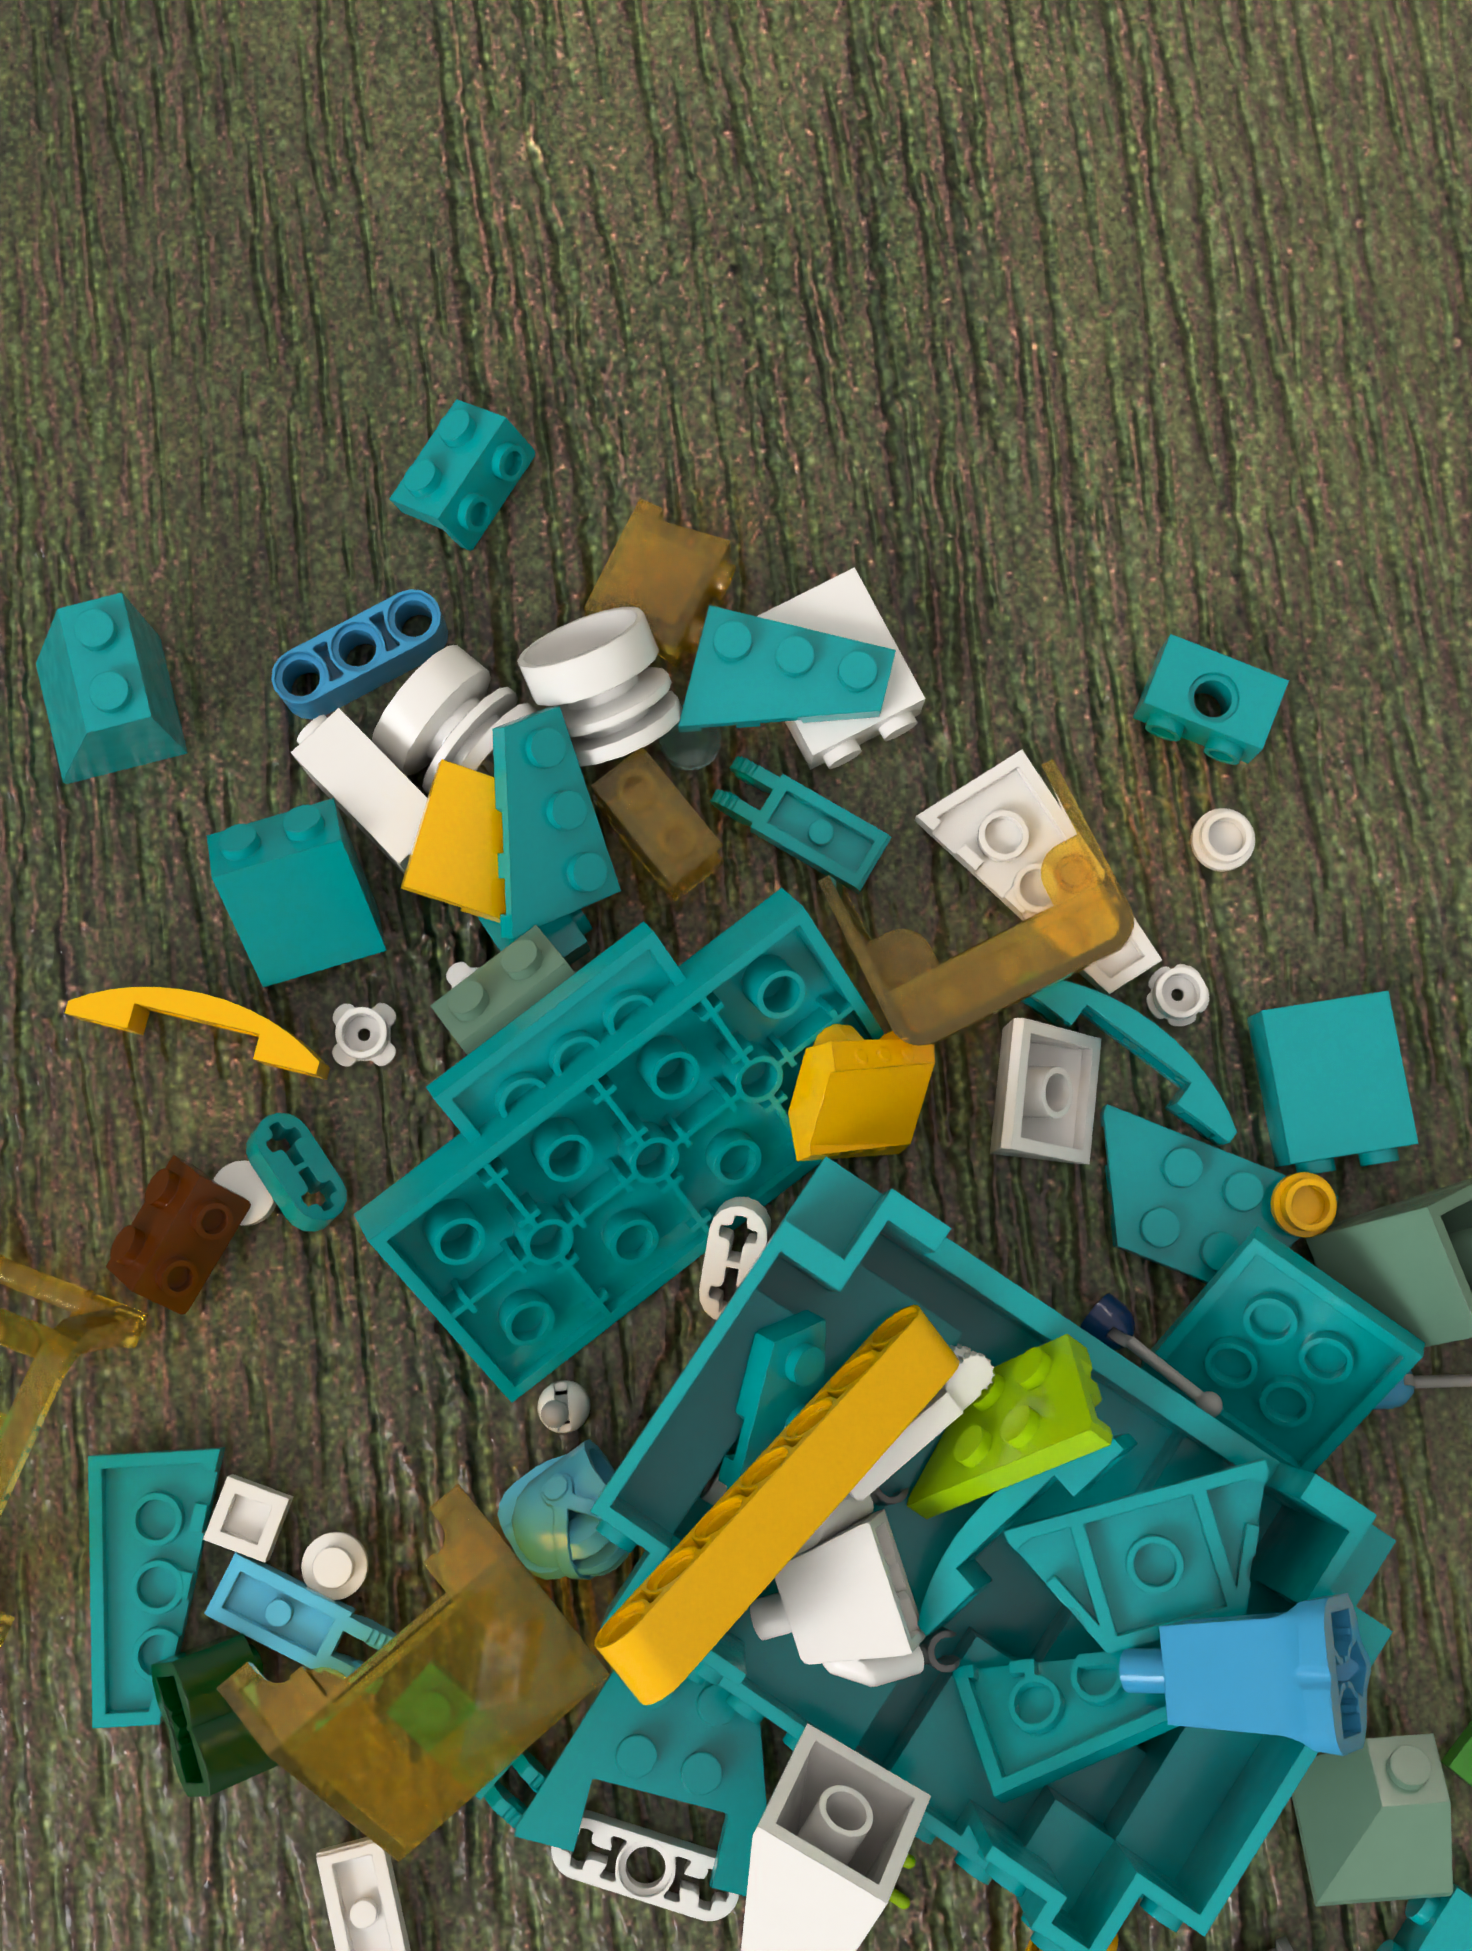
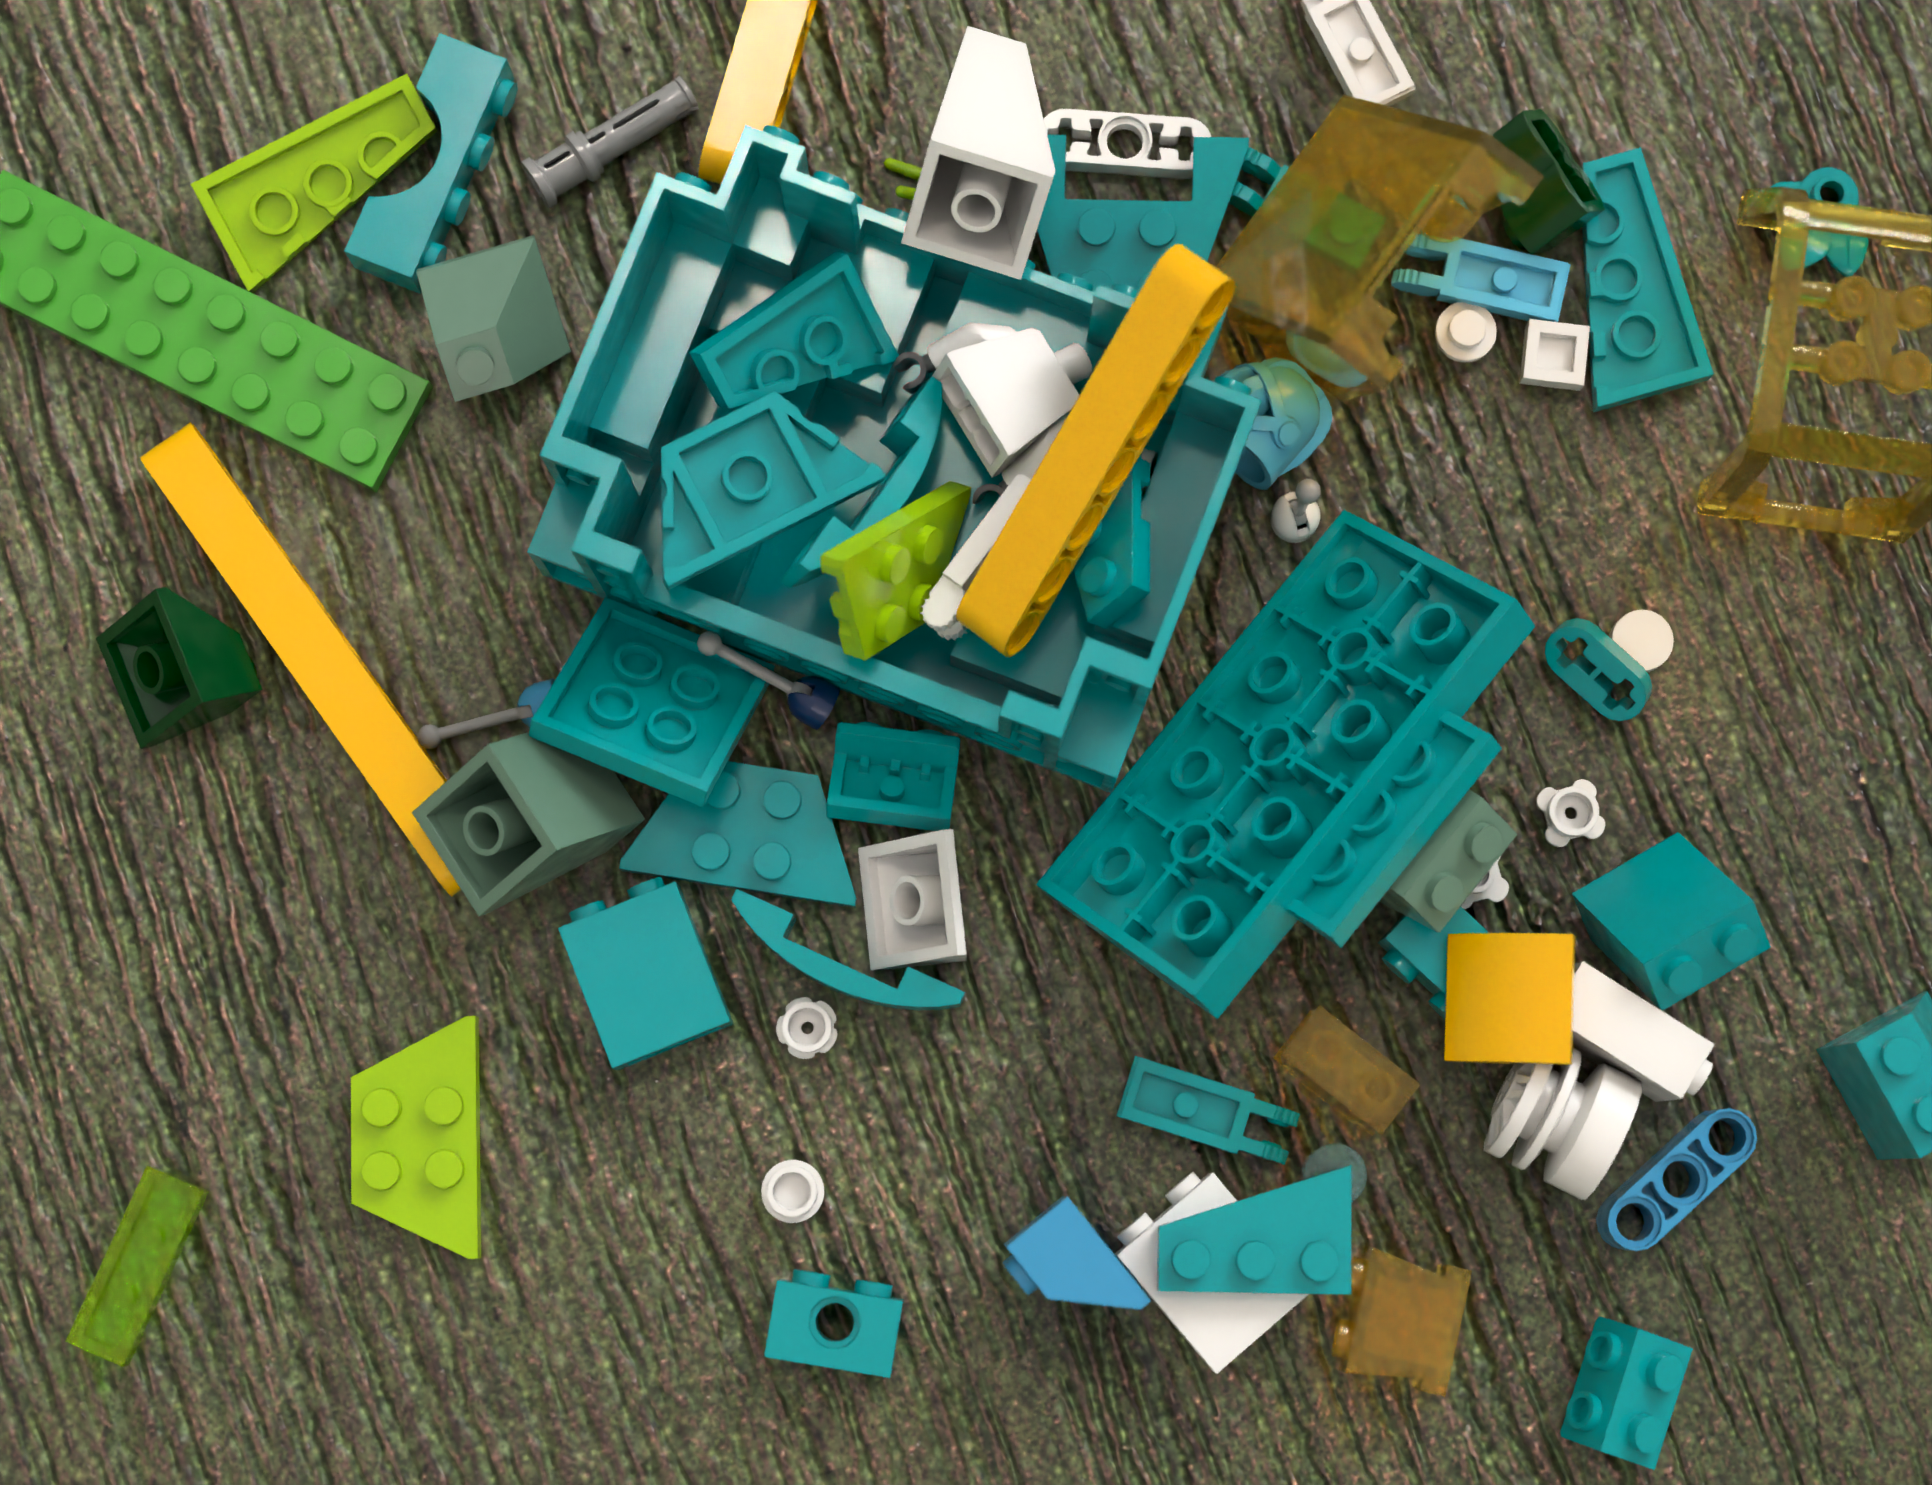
camera: 170 degrees right, 0 degrees up
(130, 1008) = (1648, 783): yellow slope -> none
(176, 1236) = (1691, 586): reddish brown bracket -> none
(551, 834) = (1449, 1030): teal wing -> none
(603, 683) = (1436, 1187): white wheel -> none
(719, 1250) = (1186, 681): white beam -> none
(858, 1095) = (1094, 854): yellow slope -> none
(937, 1000) = (1043, 961): clear yellow windscreen -> none
(977, 690) = (1070, 1261): none -> dark azure slope
(1002, 832) = (973, 1126): white wing -> none
(1042, 1224) = (893, 776): none -> teal bracket
(1263, 1674) = (645, 393): dark azure piece -> none
(1303, 1204) = (653, 849): yellow plate -> none

